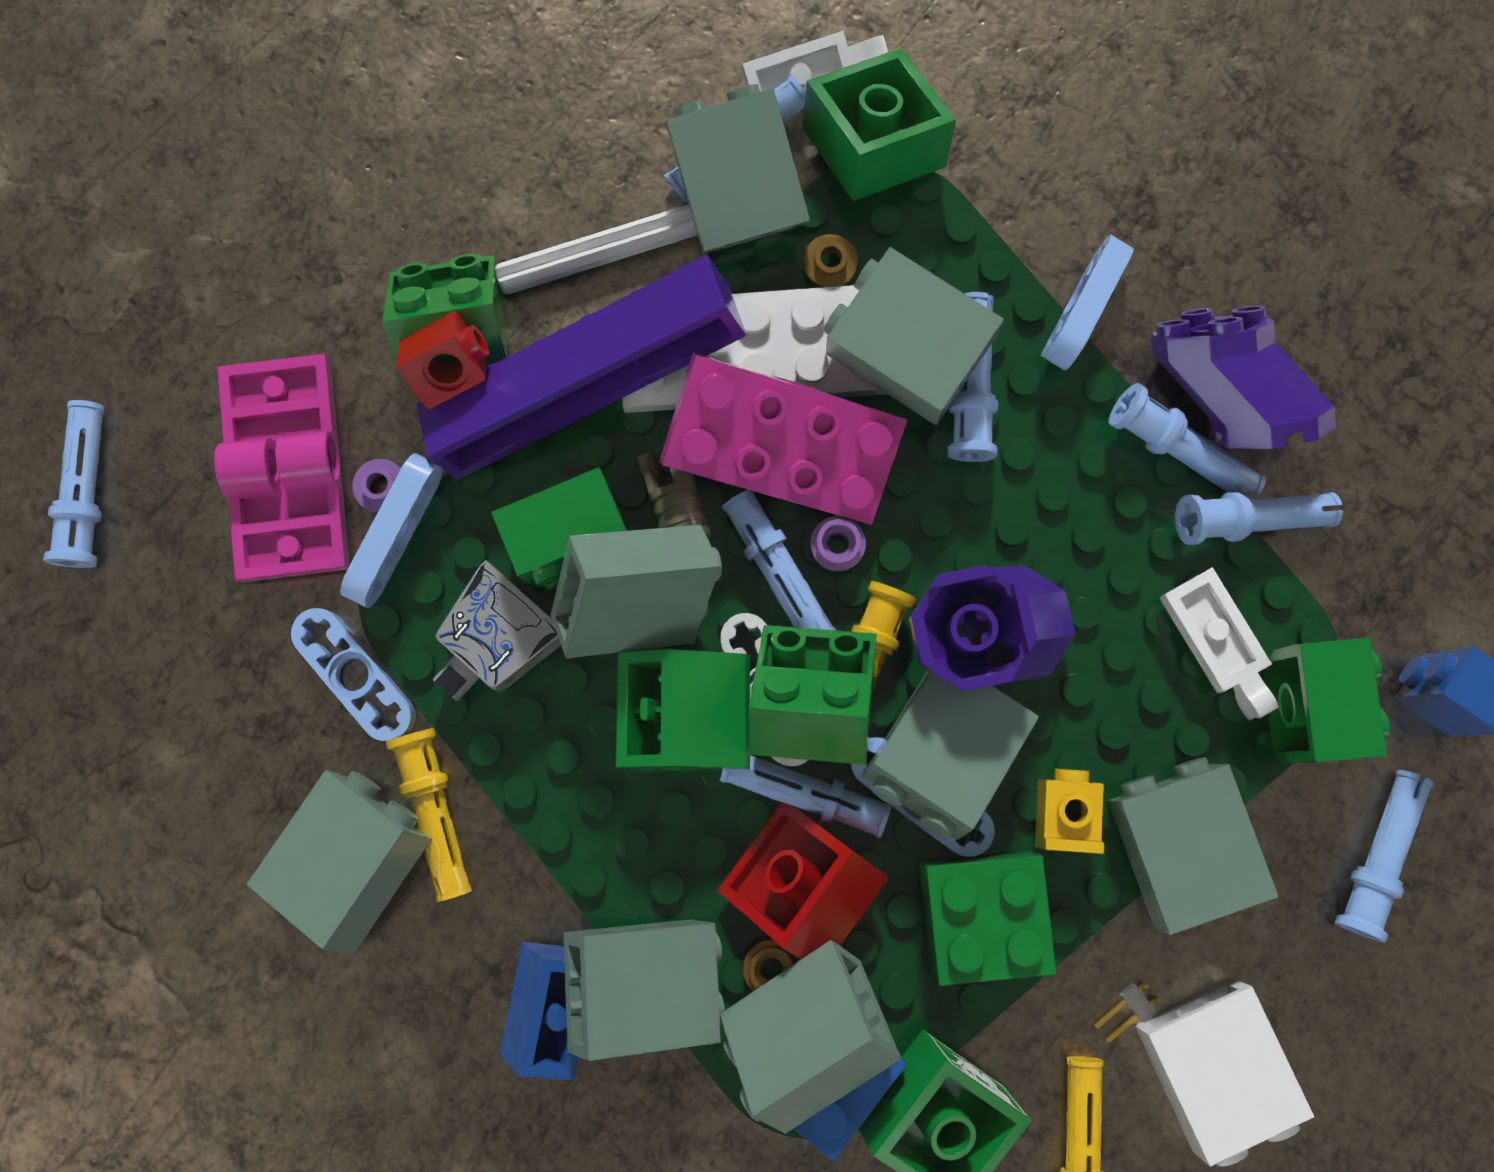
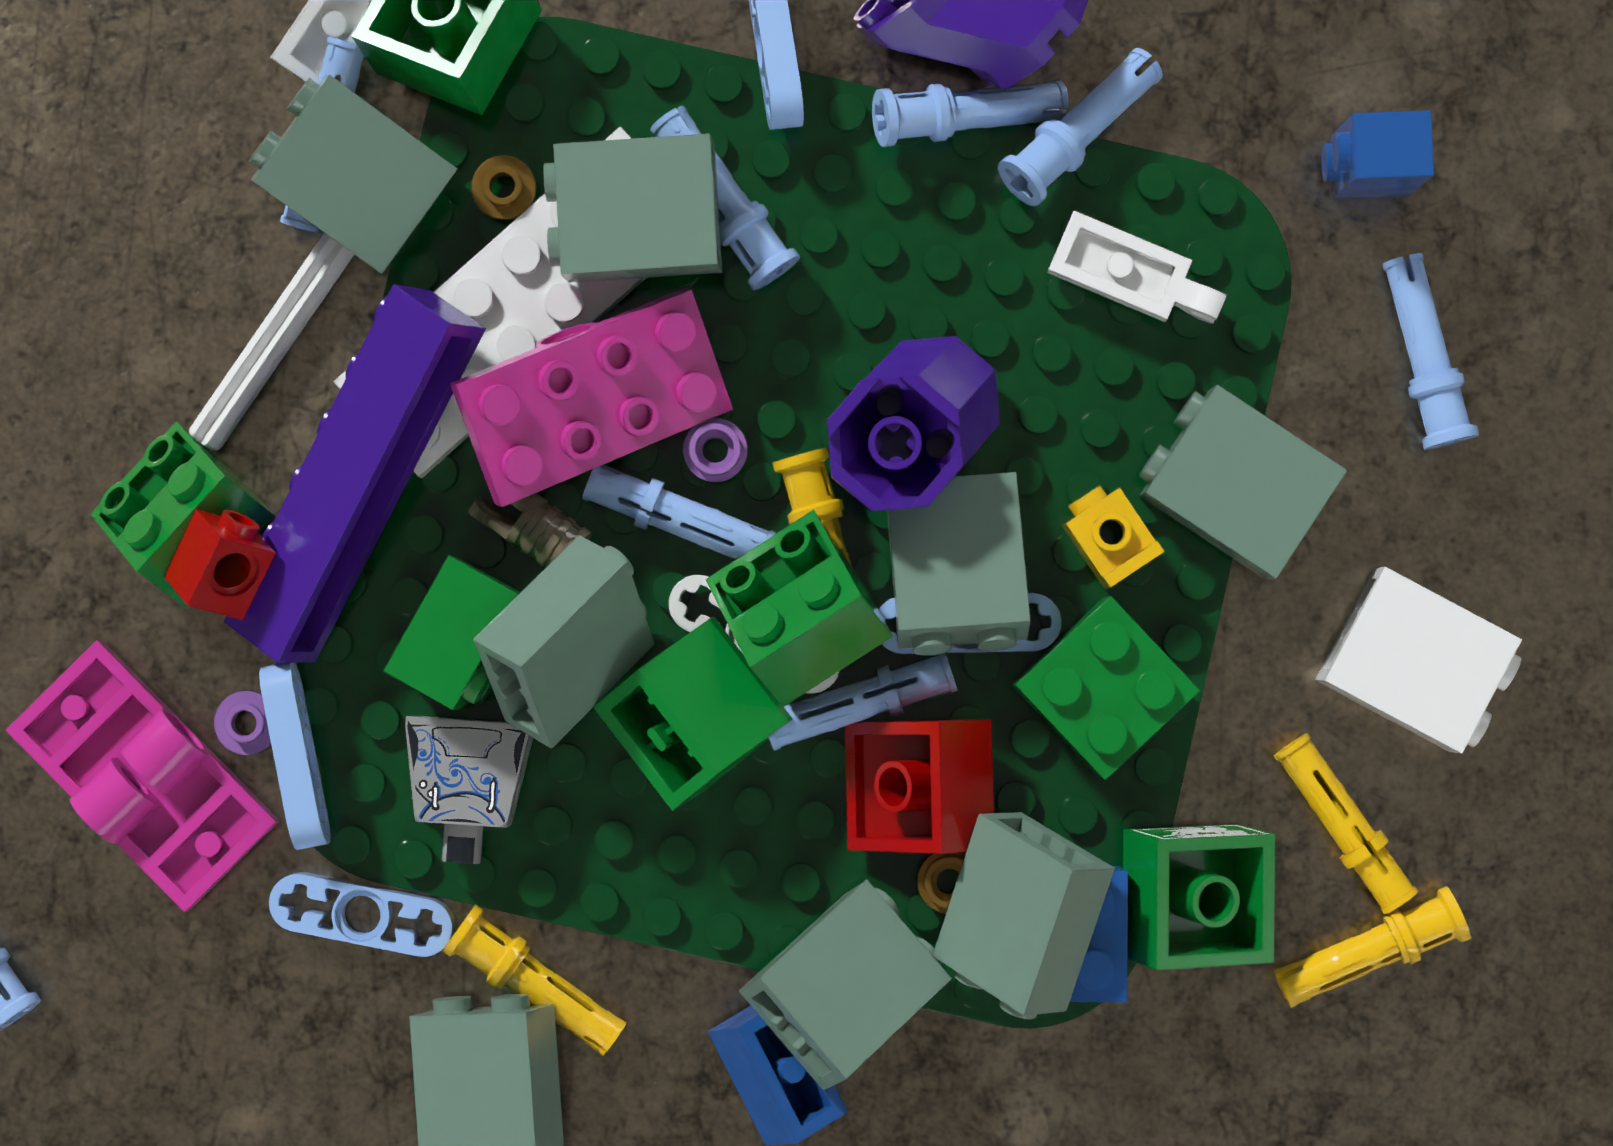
camera: 35 degrees left, 5 degrees up
(1137, 1002) = (1302, 658): piece -> none
(1326, 702) = (1262, 261): green brick -> none

